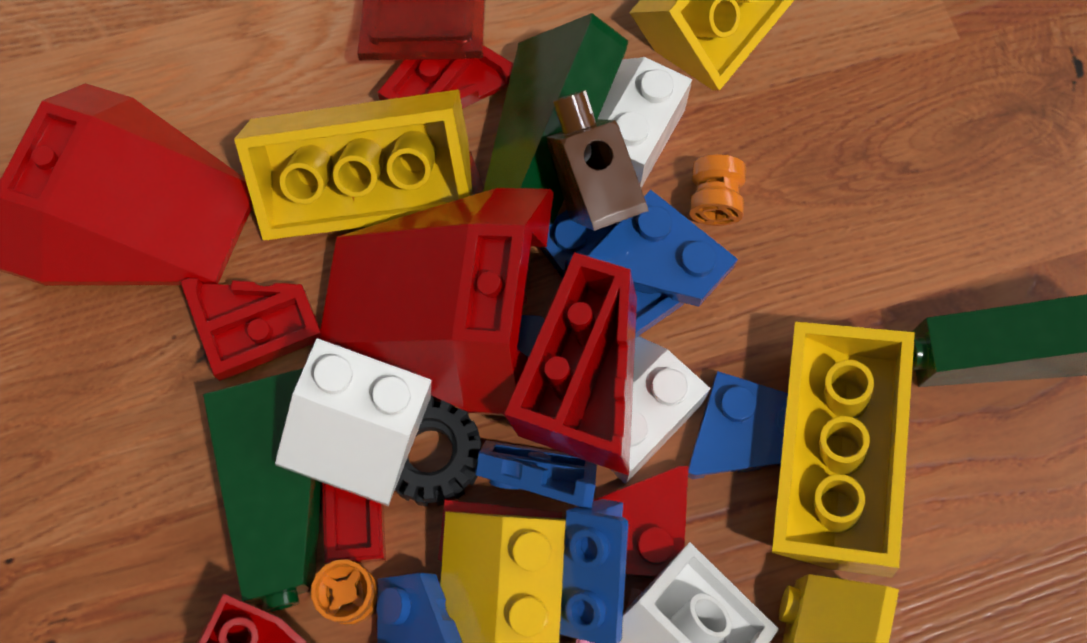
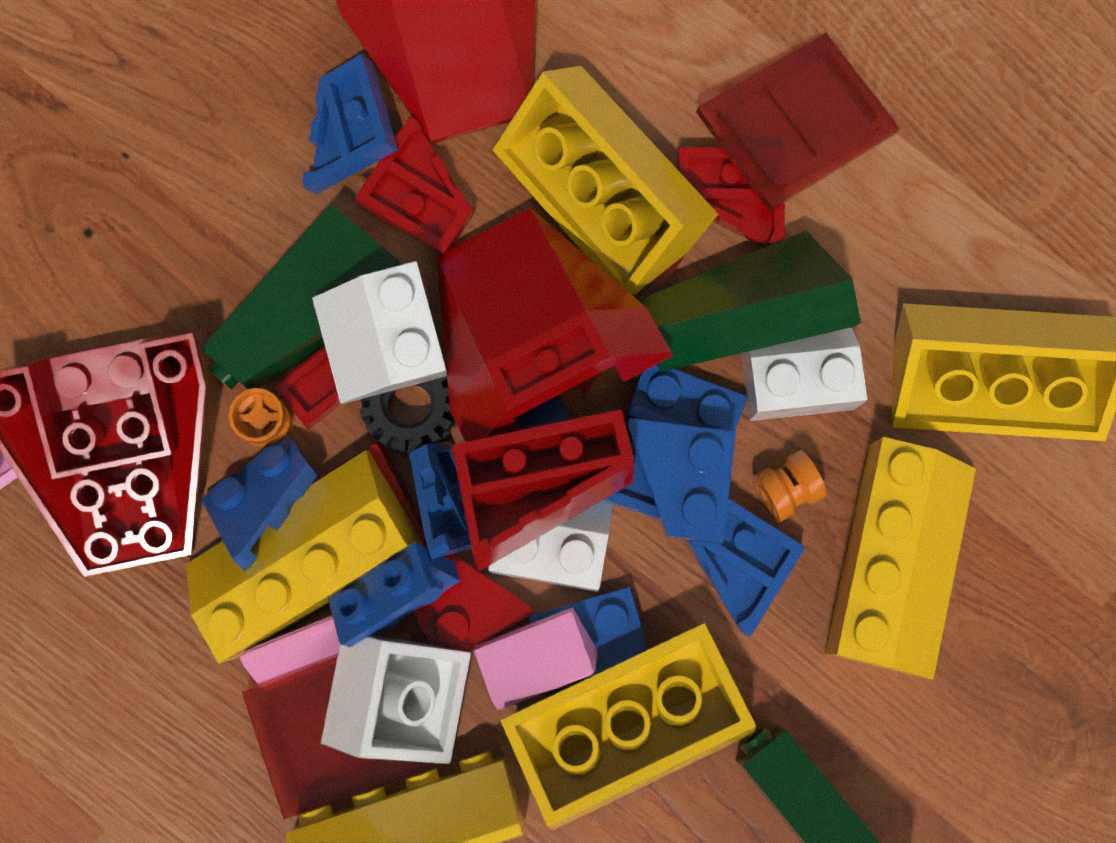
camera: 55 degrees right, 10 degrees up
(147, 340) = (349, 124): none -> blue wing
(606, 184) = (713, 373): reddish brown torso -> none
(733, 488) = (536, 658): none -> bright pink slope
(767, 269) = (747, 565): none -> blue wing
(829, 151) = (901, 558): none -> yellow slope

